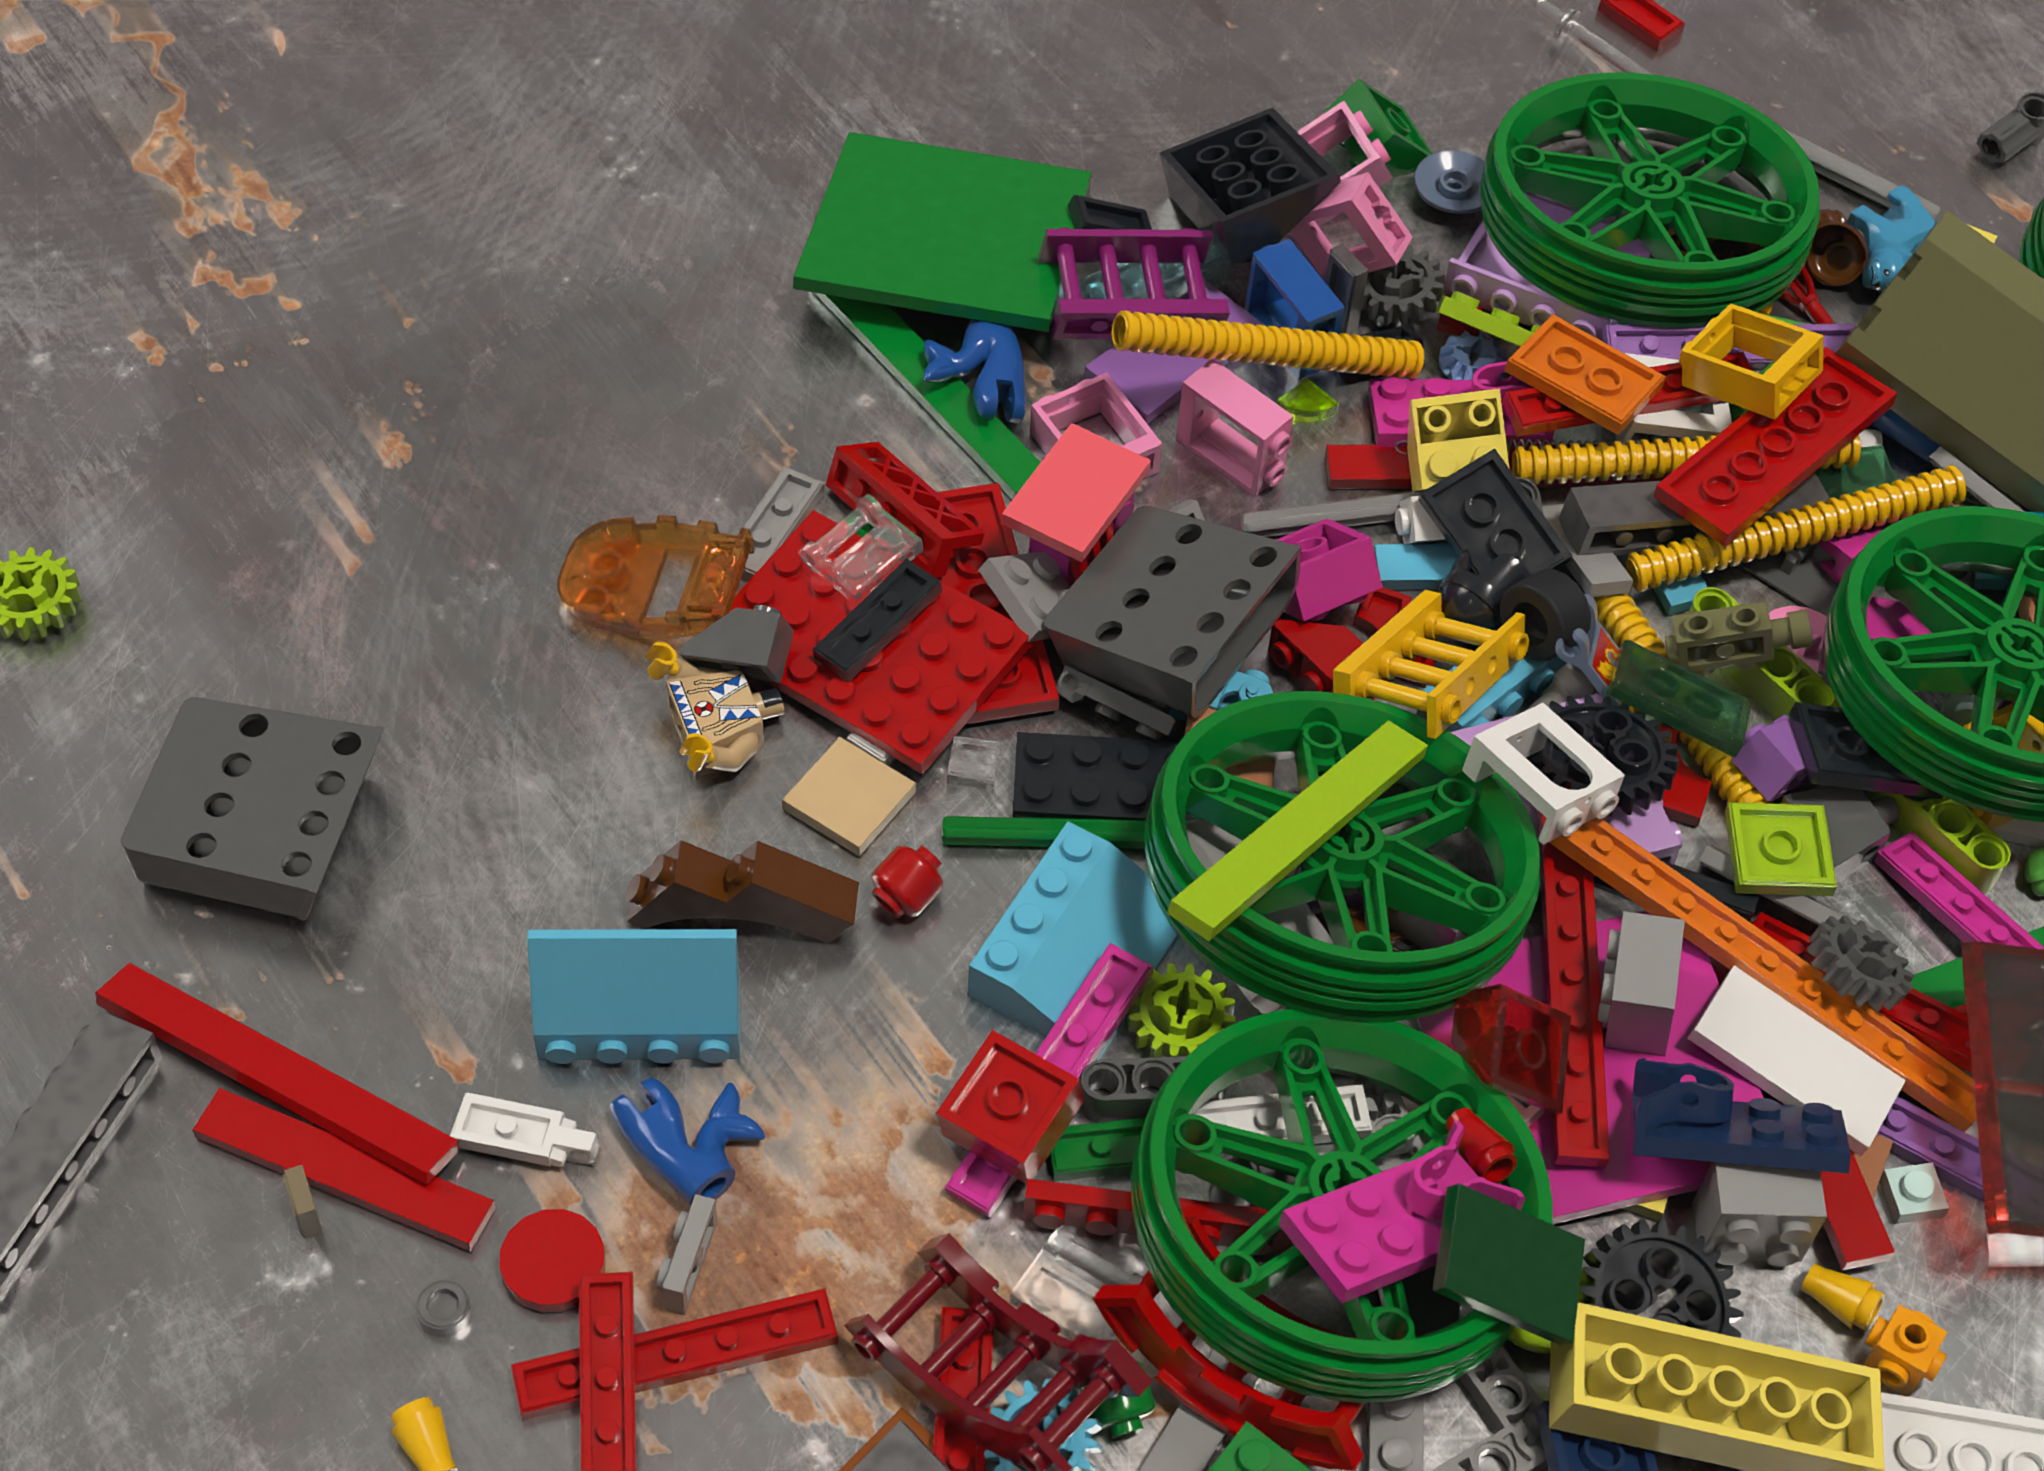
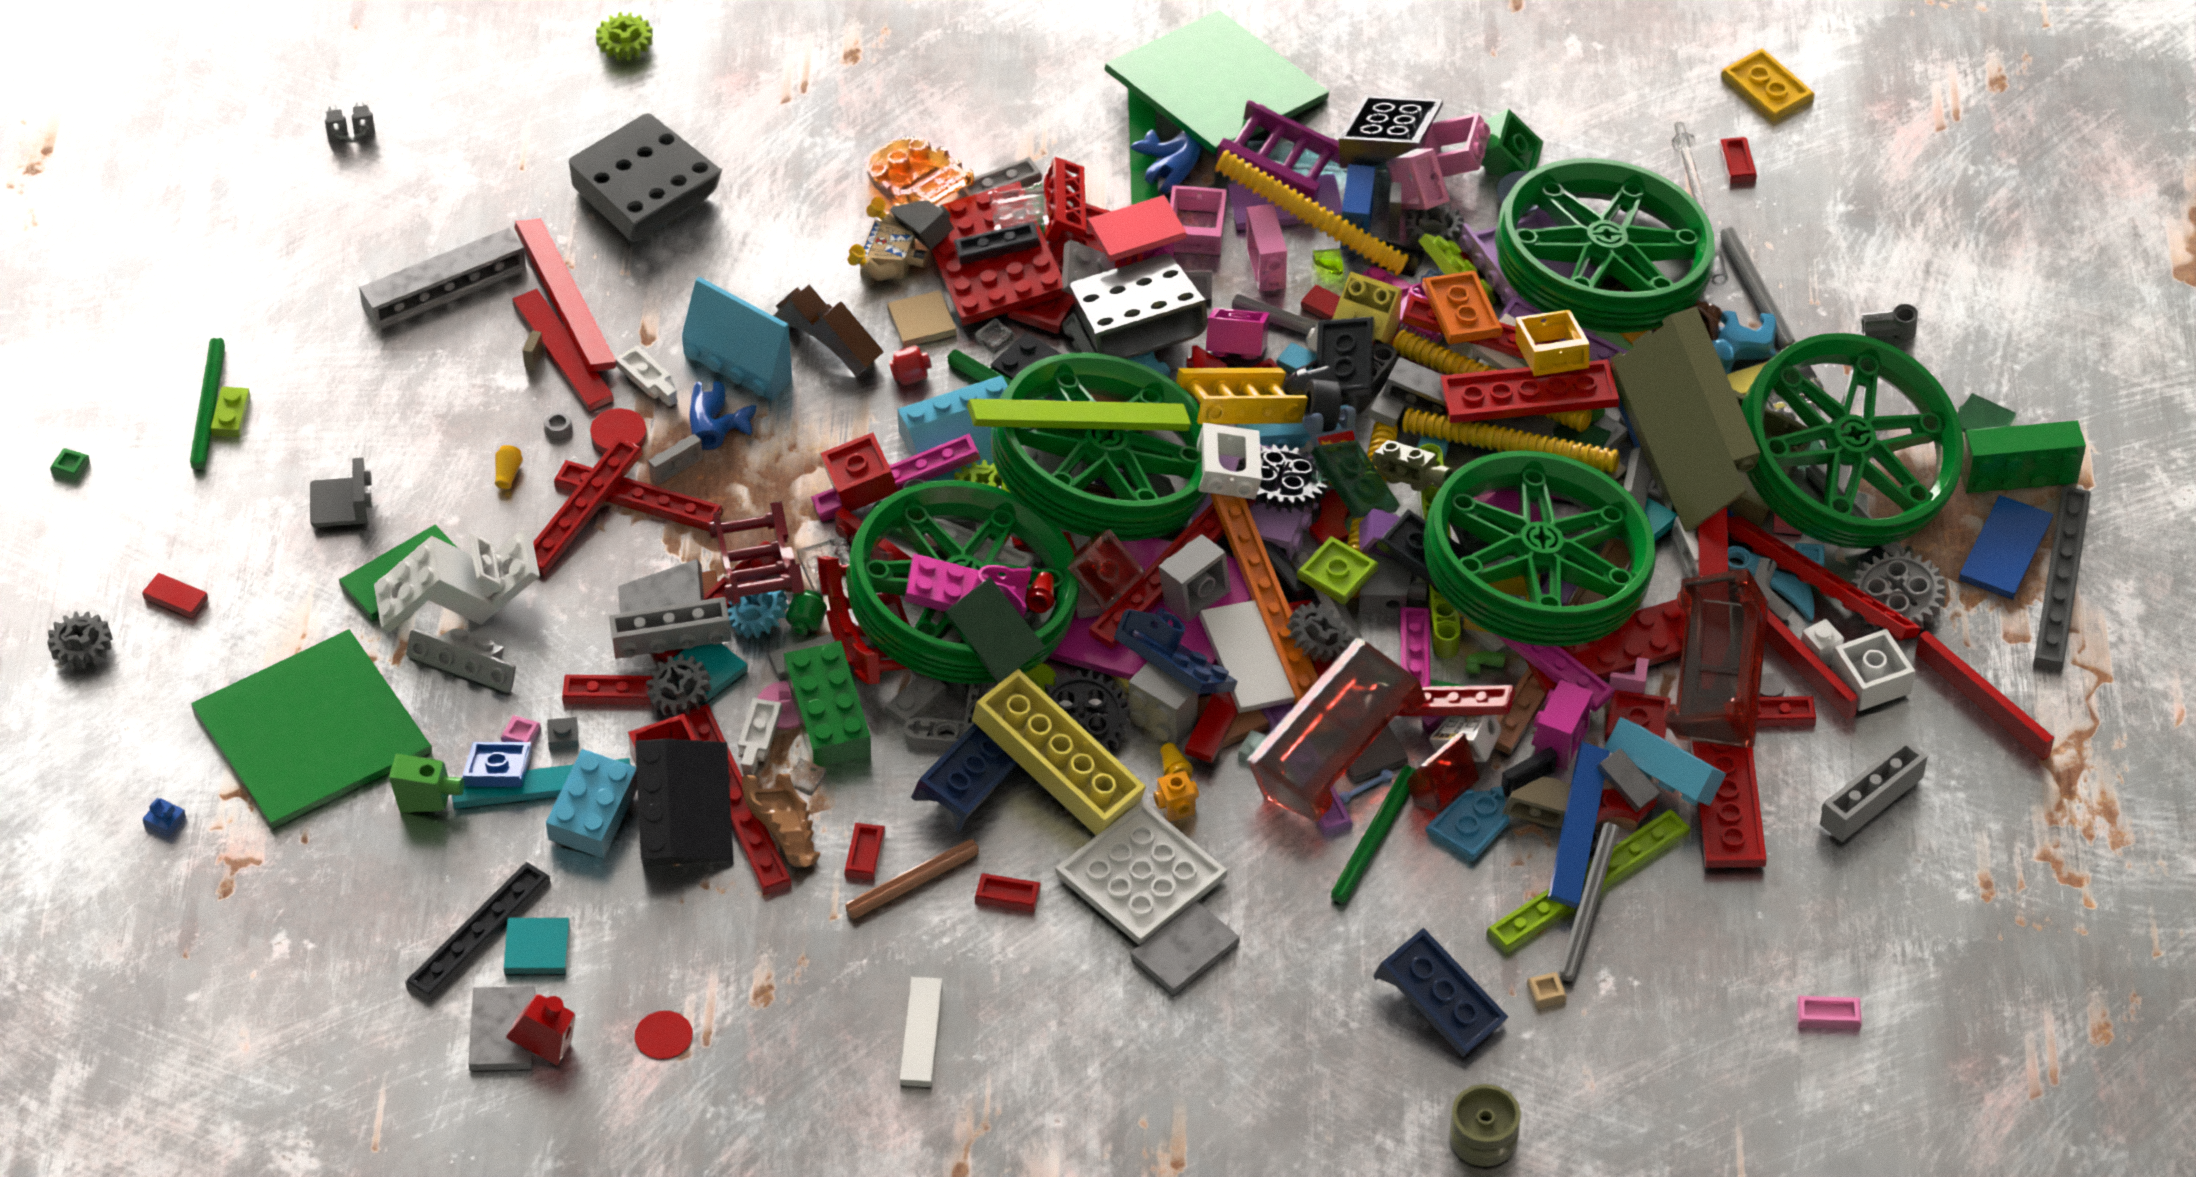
camera: 40 degrees right, 5 degrees down
(1100, 214) = (1309, 116): black tile -> none

